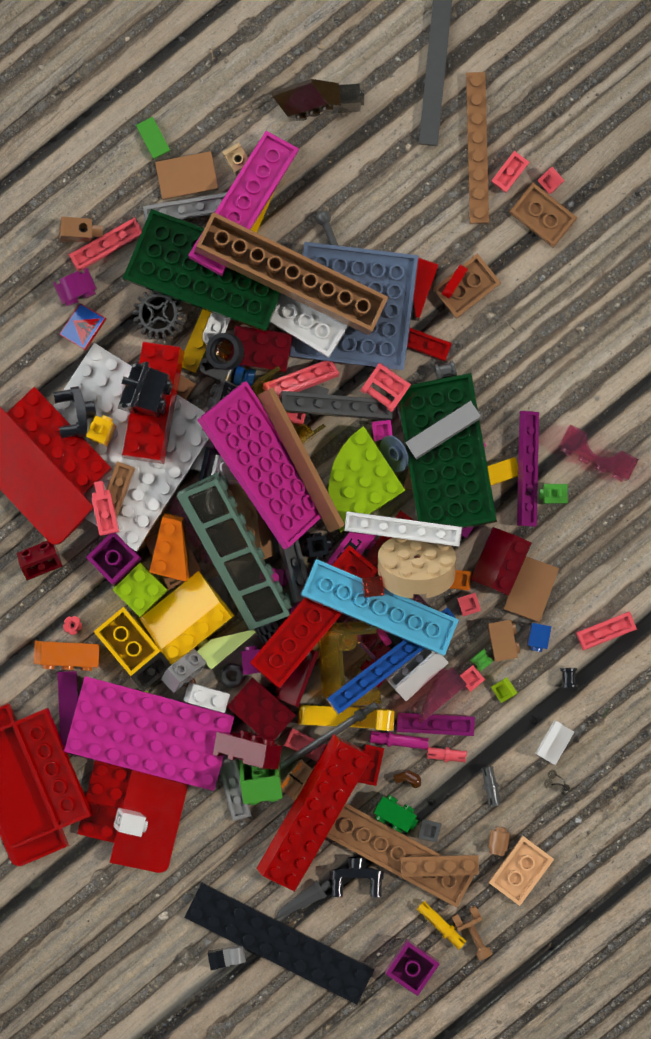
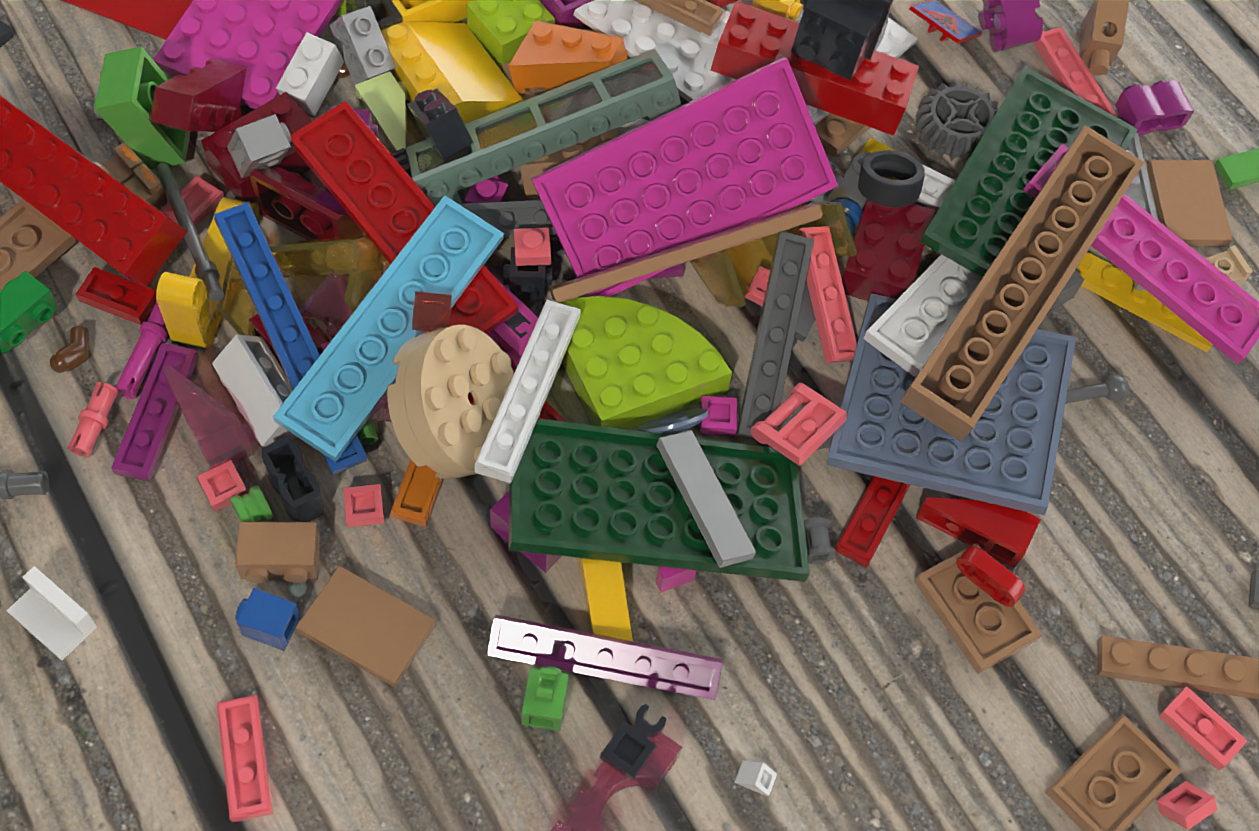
camera: 95 degrees right, 25 degrees down
(123, 197) = (1155, 107): none -> magenta brick
(246, 609) = (440, 122): none -> black brick
(283, 704) = (259, 145): none -> light grey brick
(310, 544) = (532, 246): none -> coral plate
(470, 637) = (293, 480): none -> black brick
(500, 561) = (431, 573): dark red slope -> none
(503, 689) = (182, 538): lime plate -> none
(568, 677) = (169, 662): black bush -> none
(571, 387) = (756, 777): none -> white piece
(578, 448) = (631, 746): none -> black plate

